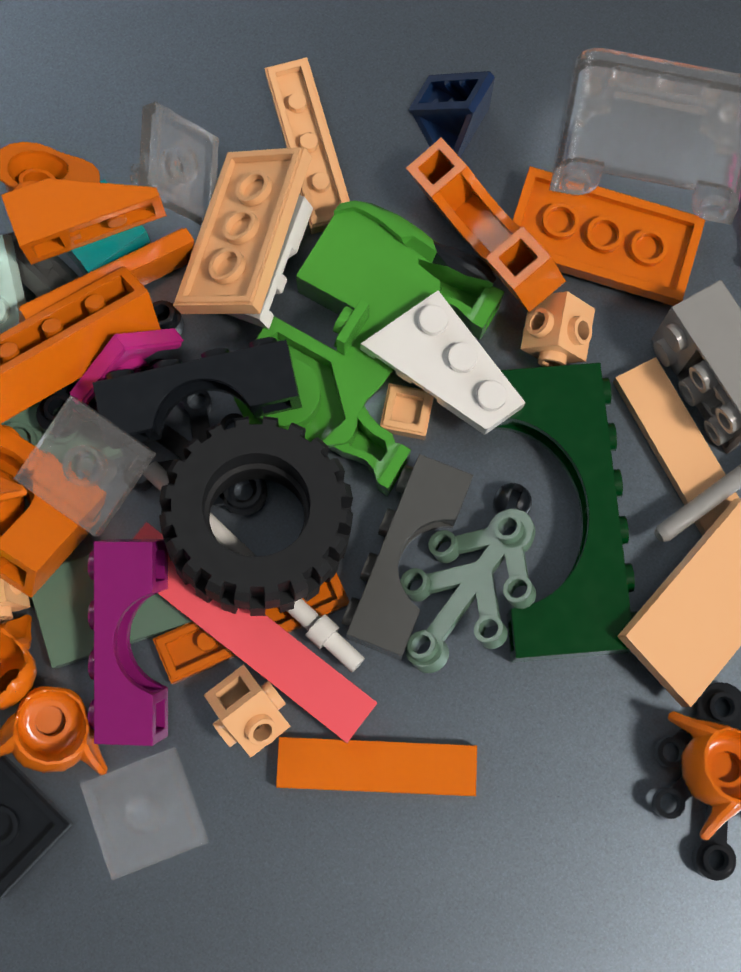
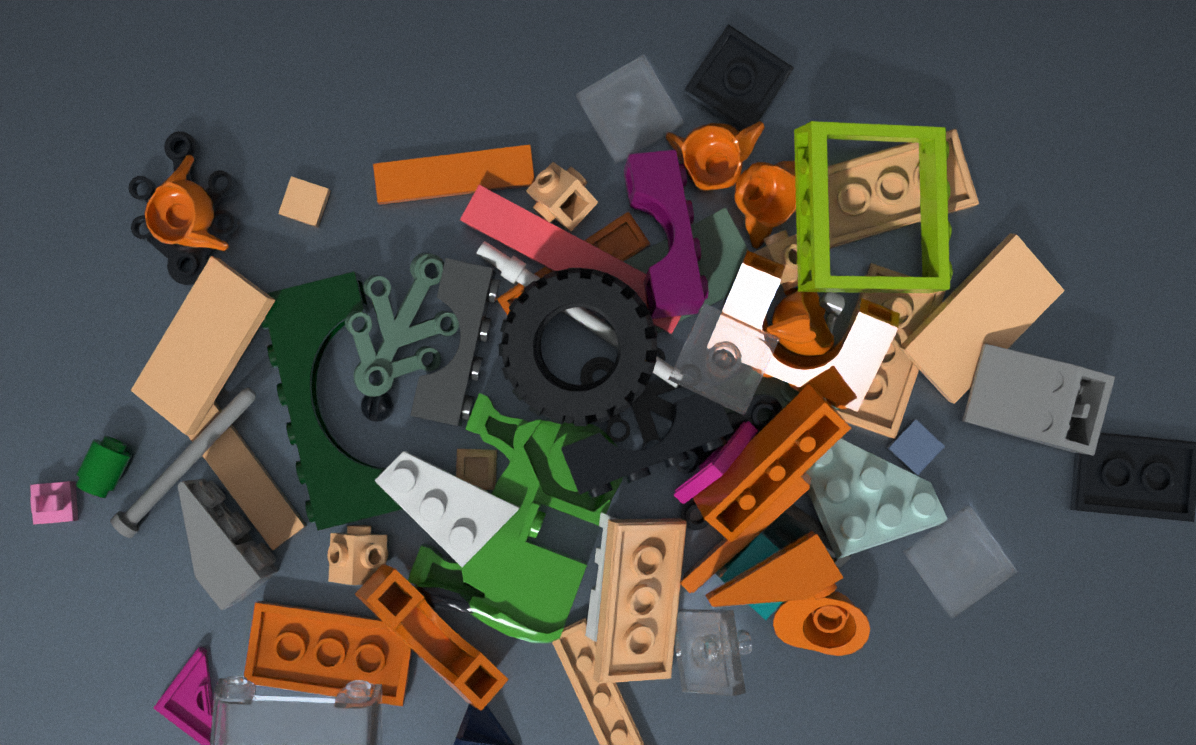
camera: 175 degrees right, 10 degrees up
(568, 763) = (304, 202): none -> light nougat tile

